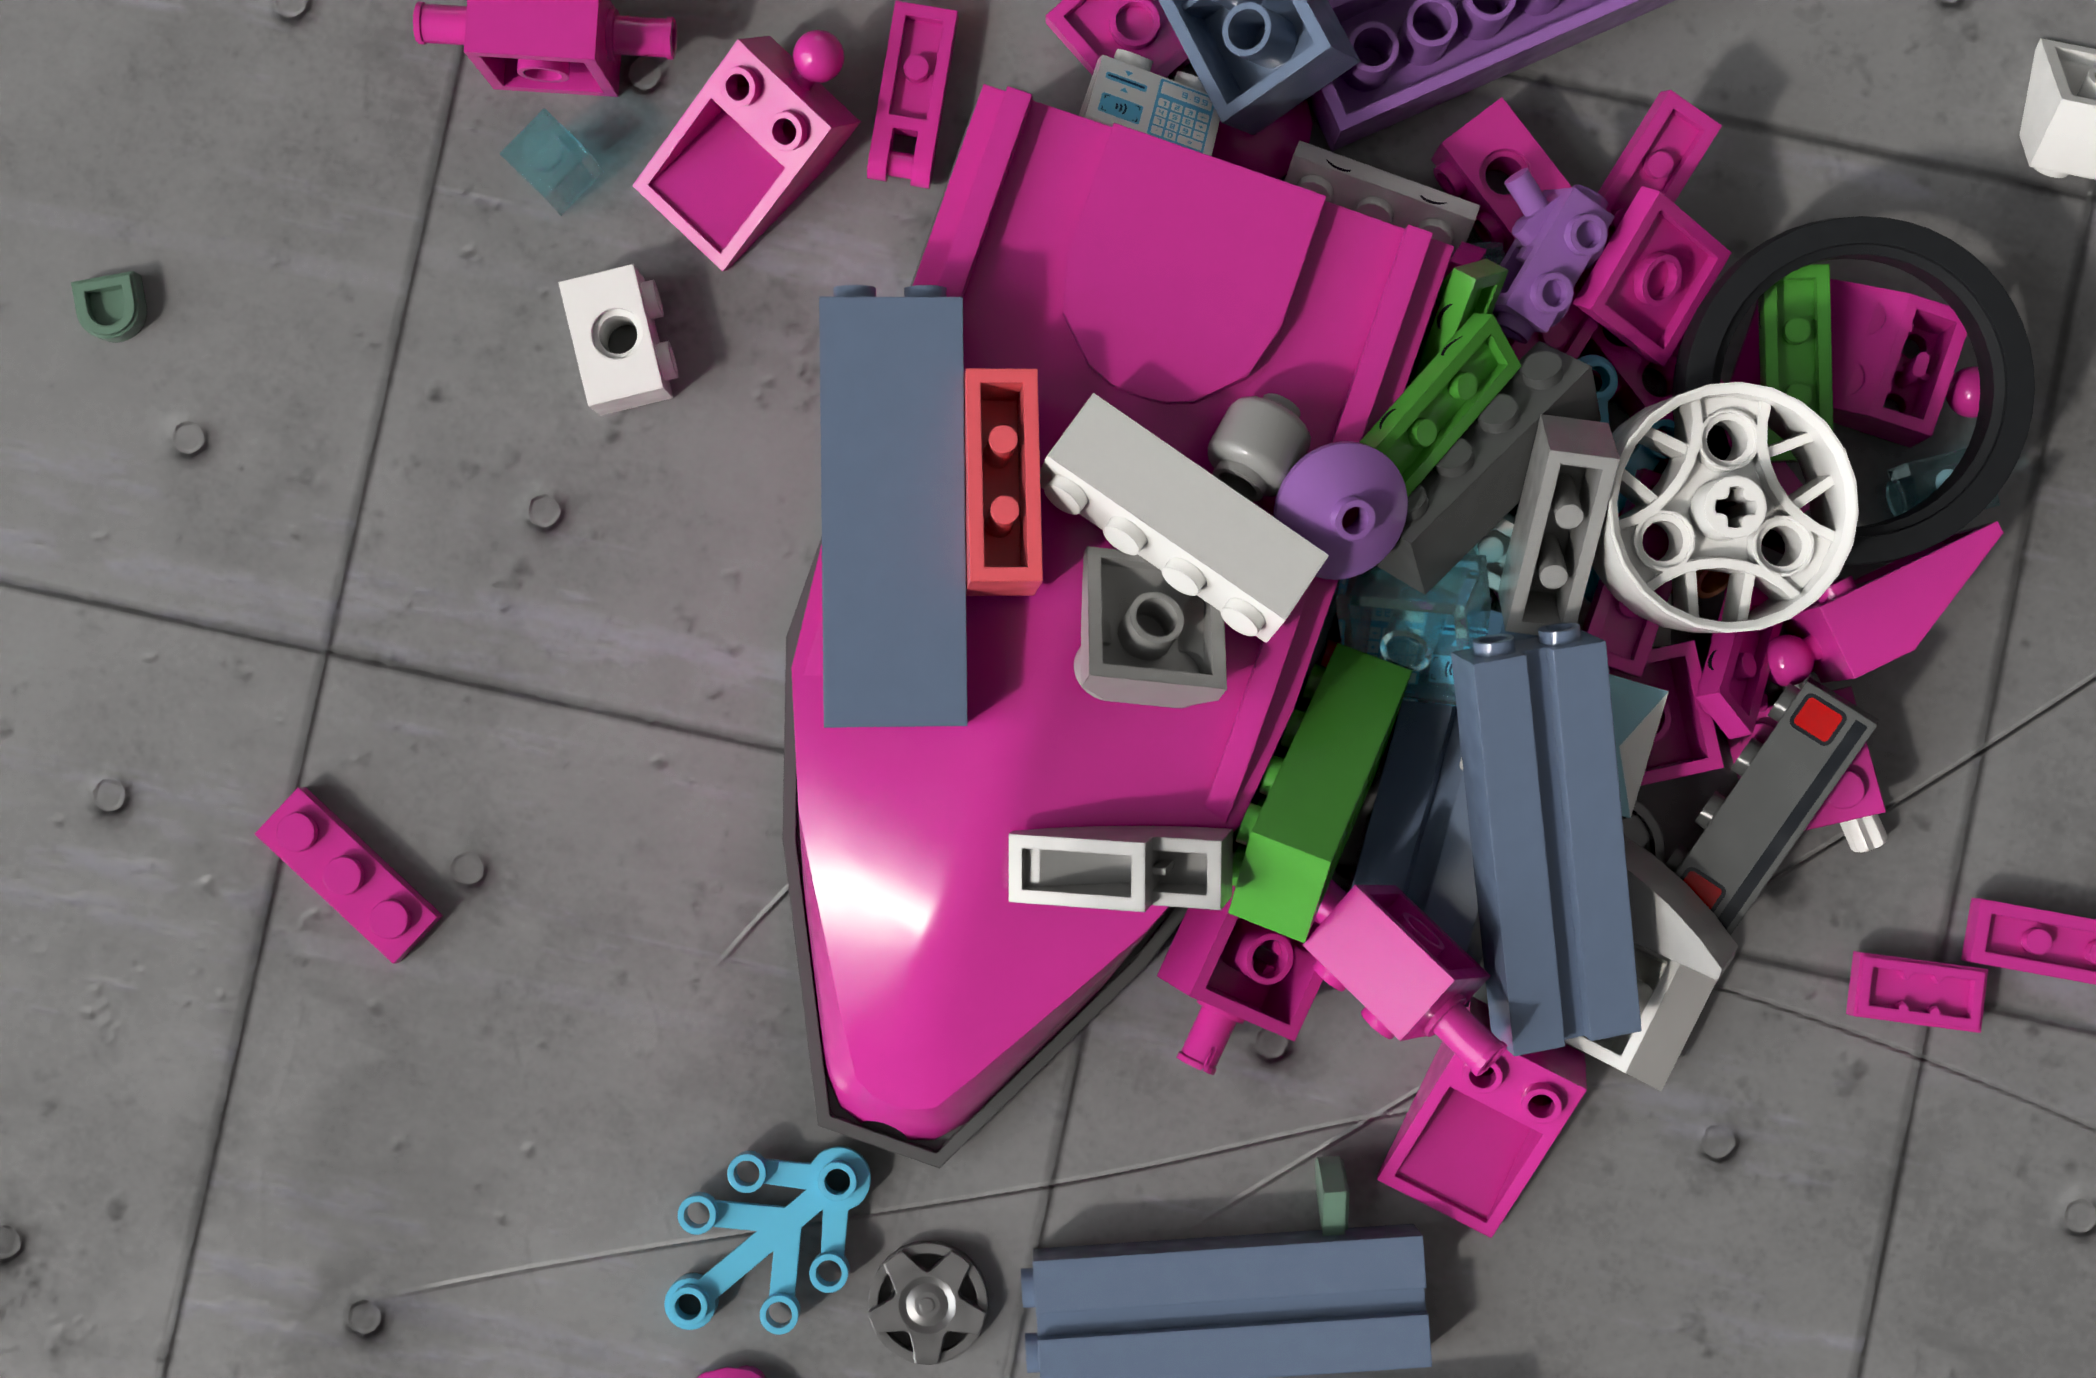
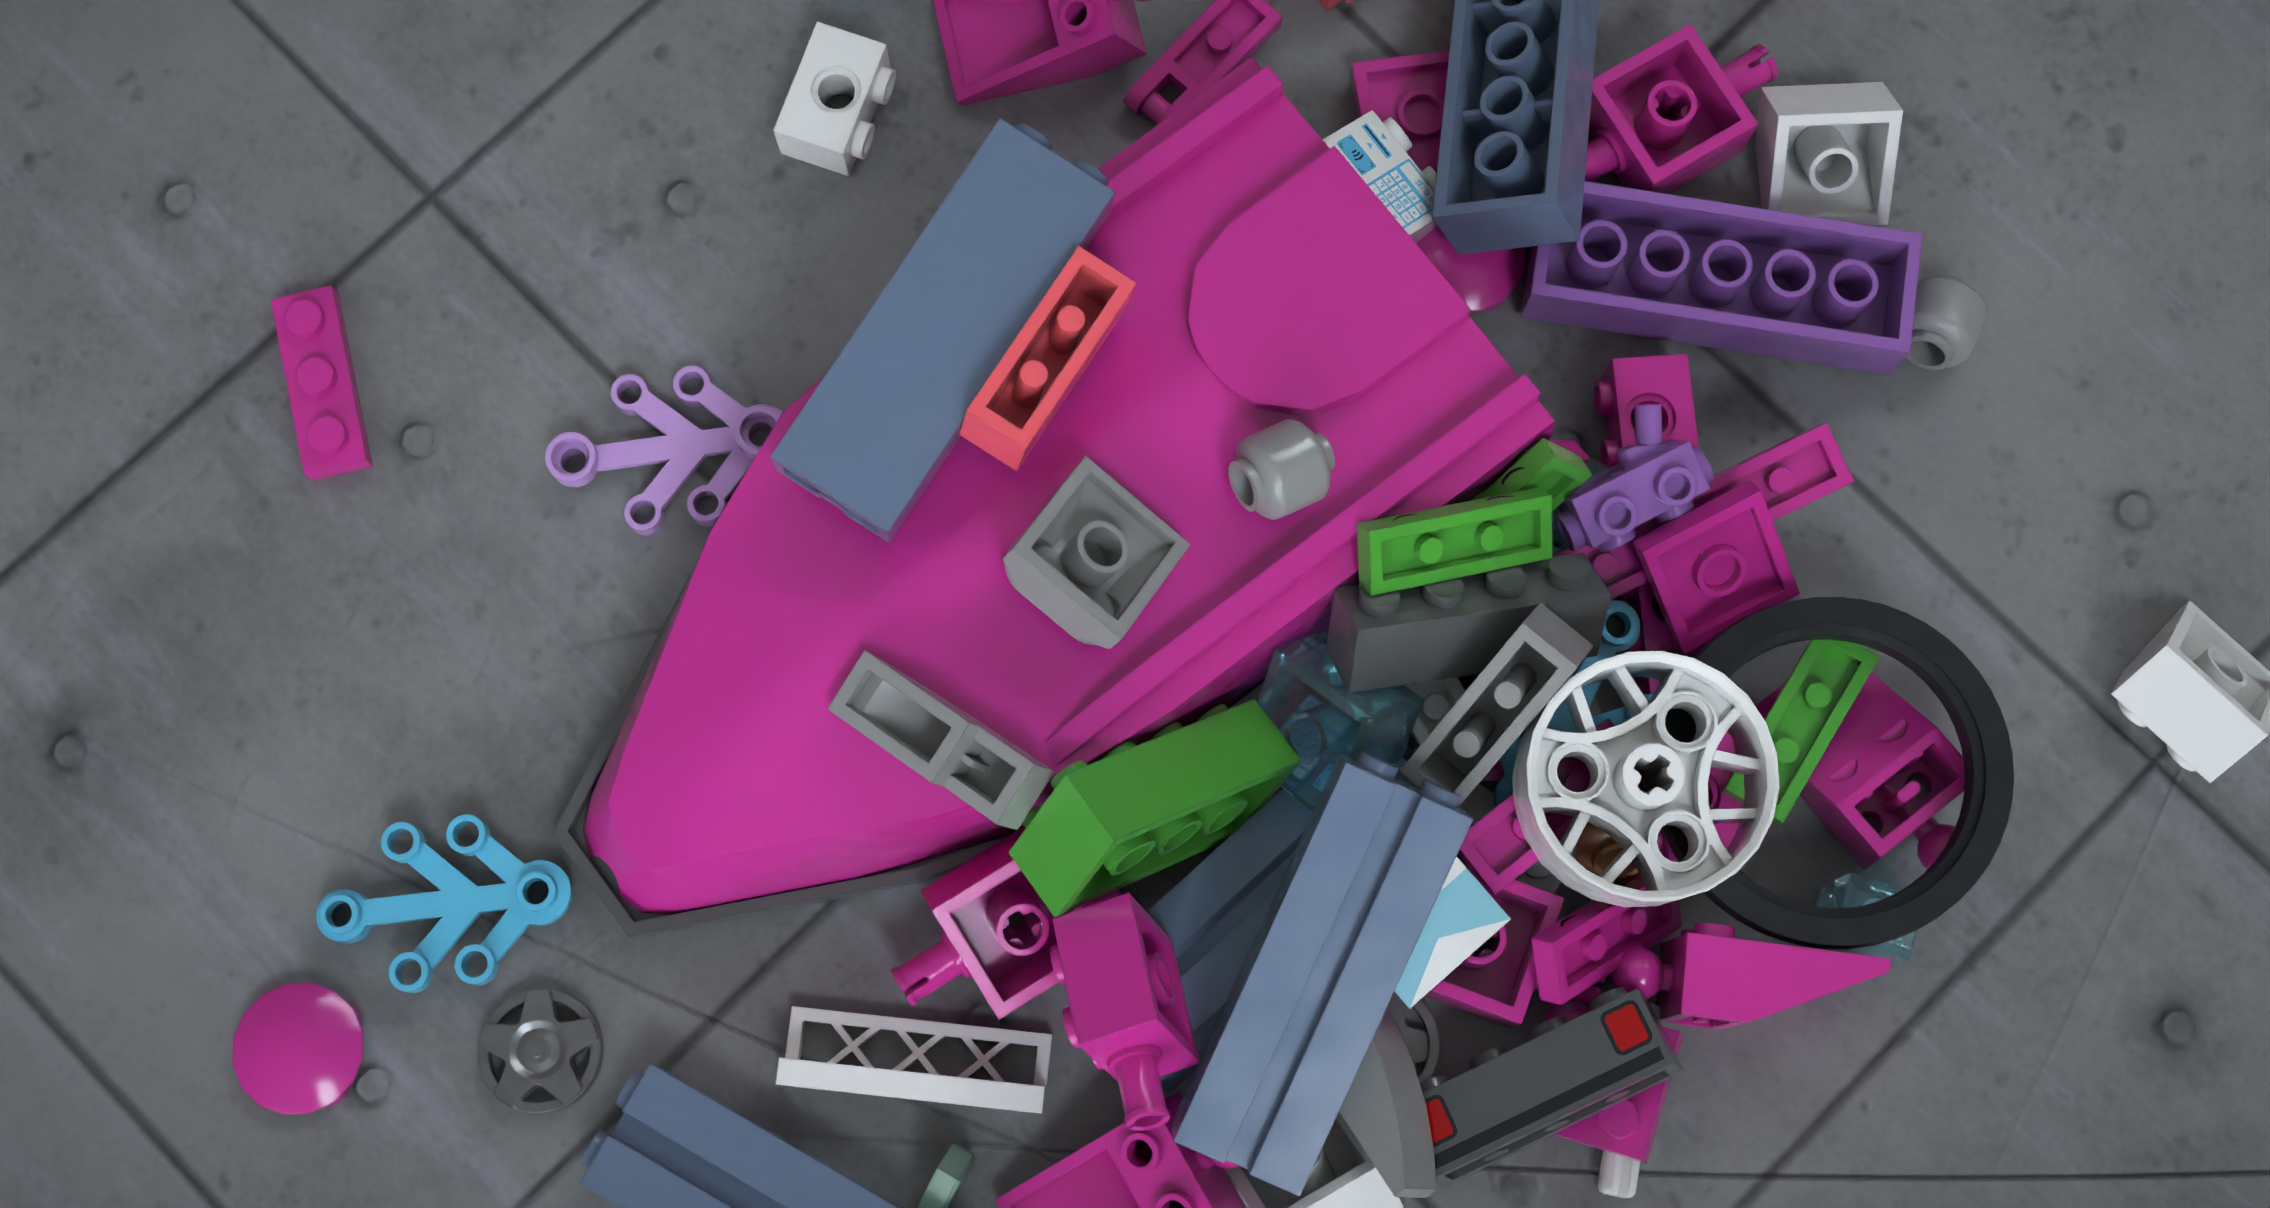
camera: 30 degrees right, 10 degrees down
(696, 729) = (681, 447): none -> lavender plant
(1179, 519) = (1174, 480): white brick -> none
(1251, 1134) = (914, 1085): none -> white fence
(1329, 484) = (1309, 530): medium lavender dish -> none
(1382, 194) = (1526, 354): white plate -> none

